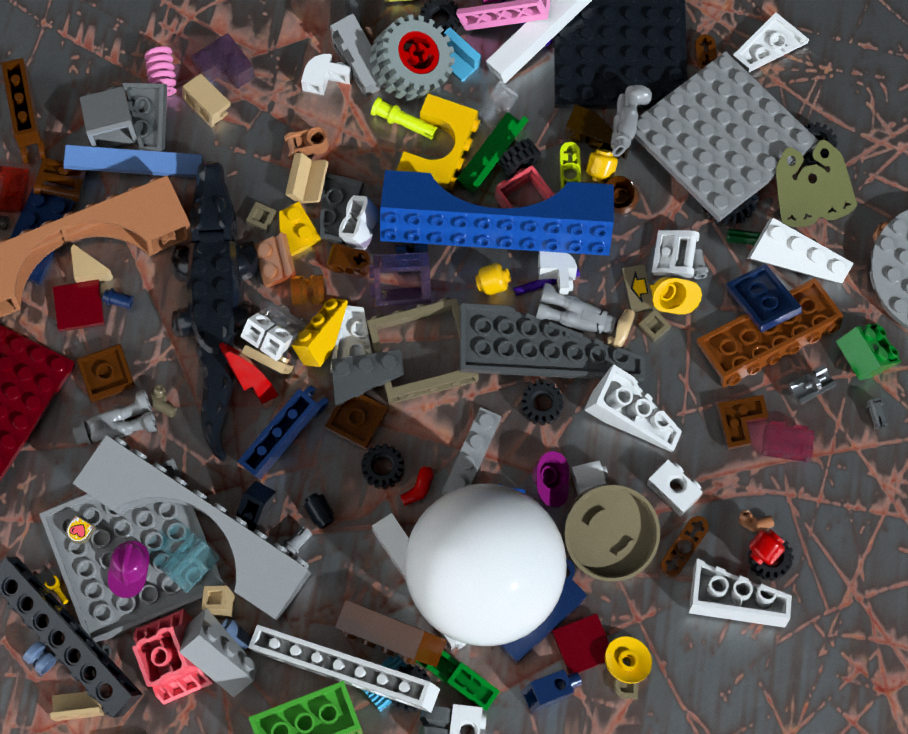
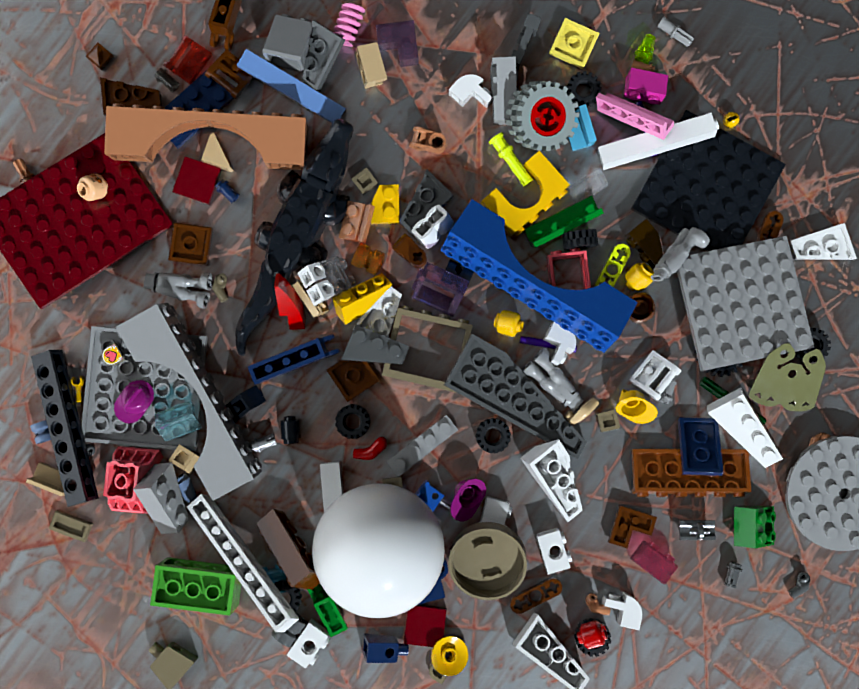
camera: 25 degrees right, 15 degrees up
(306, 179) = (412, 170): tan panel -> none
(637, 288) = (612, 385): dark tan tile -> none
(791, 505) = (629, 609): none -> white brick

